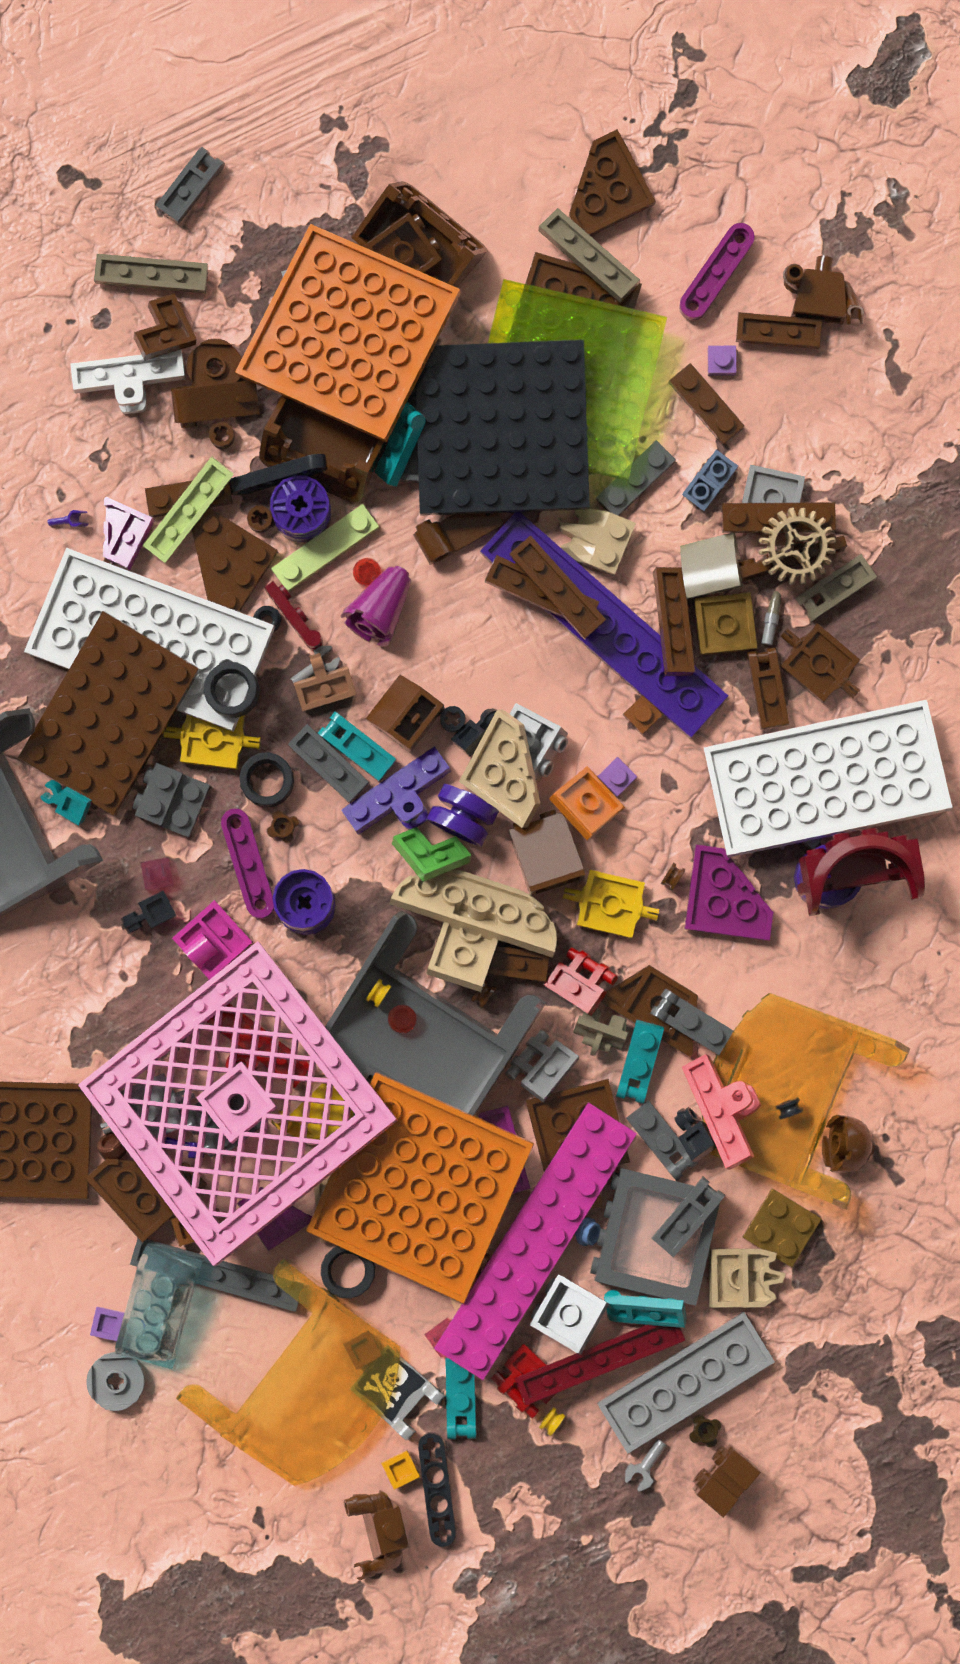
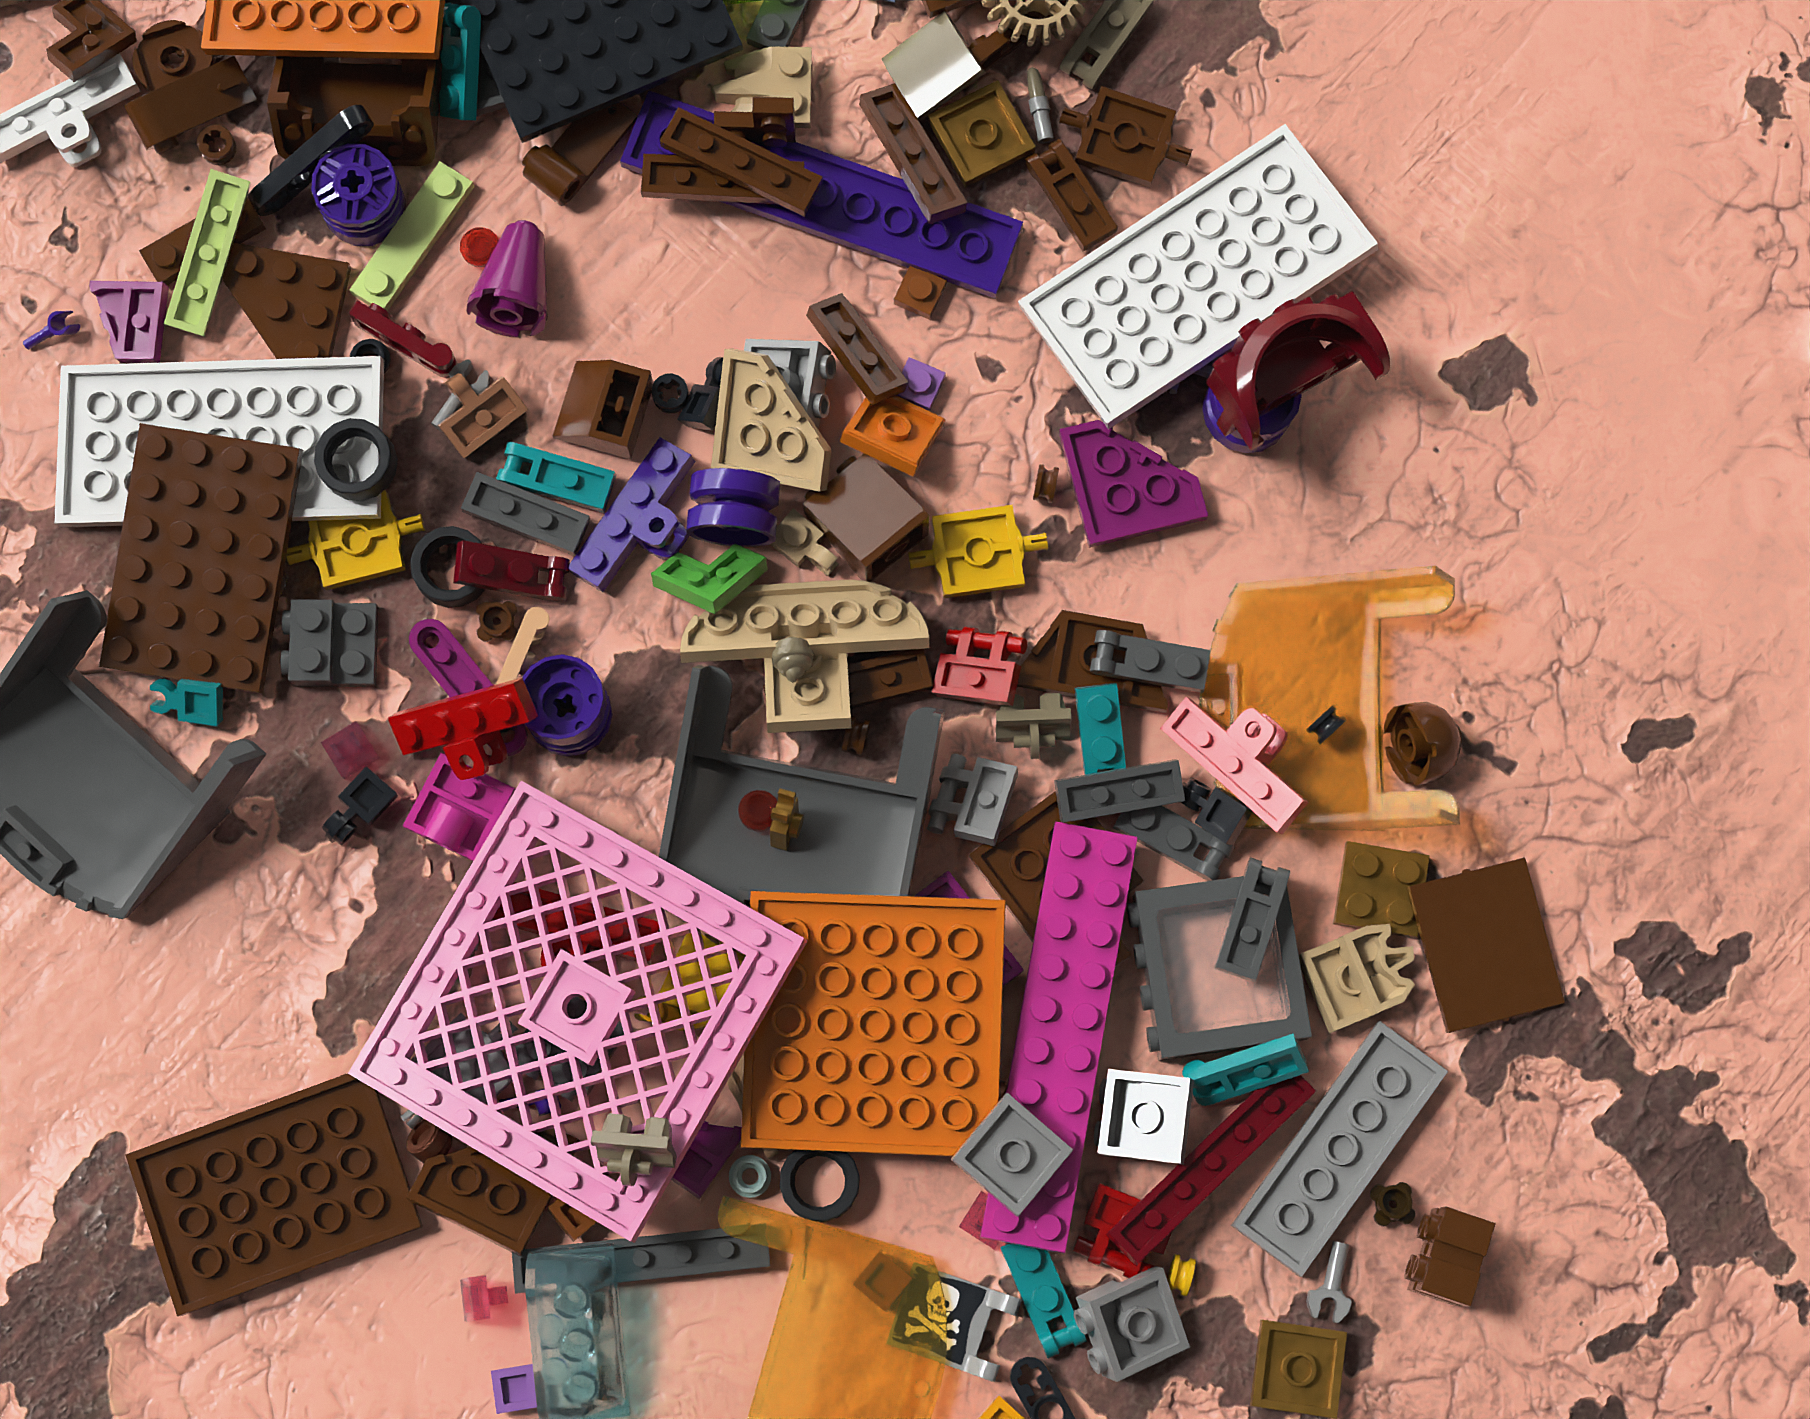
camera: 25 degrees left, 5 degrees down
(106, 1258) = (478, 1298): none -> clear pink tile
(235, 1213) = (634, 1153): none -> dark tan hips
(237, 892) = (466, 724): none -> red plate
(256, 526) = (309, 245): reddish brown bush -> none
(284, 861) = (529, 634): none -> light nougat plate
(301, 1258) = (736, 1172): none -> light aqua plate
(303, 799) = (510, 571): none -> dark red plate
(378, 993) = (713, 787): yellow bush -> none
(416, 1034) = (786, 820): none -> pearl gold plate
(461, 932) = (792, 657): none -> dark tan plate
(473, 1306) = (1011, 1154): none -> light grey plate
(498, 851) = (800, 540): none -> tan plate
(507, 1440) = (1130, 1324): none -> light grey plate
(585, 738) = (857, 348): none -> reddish brown plate
(588, 567) = (769, 122): none -> reddish brown plate
(588, 1232) = (1125, 998): medium blue plate -> none
(602, 1510) = (1298, 1368): none -> pearl gold plate
(637, 1099) = (1119, 790): none -> dark grey plate
(833, 1290) = (1485, 945): none -> reddish brown piece

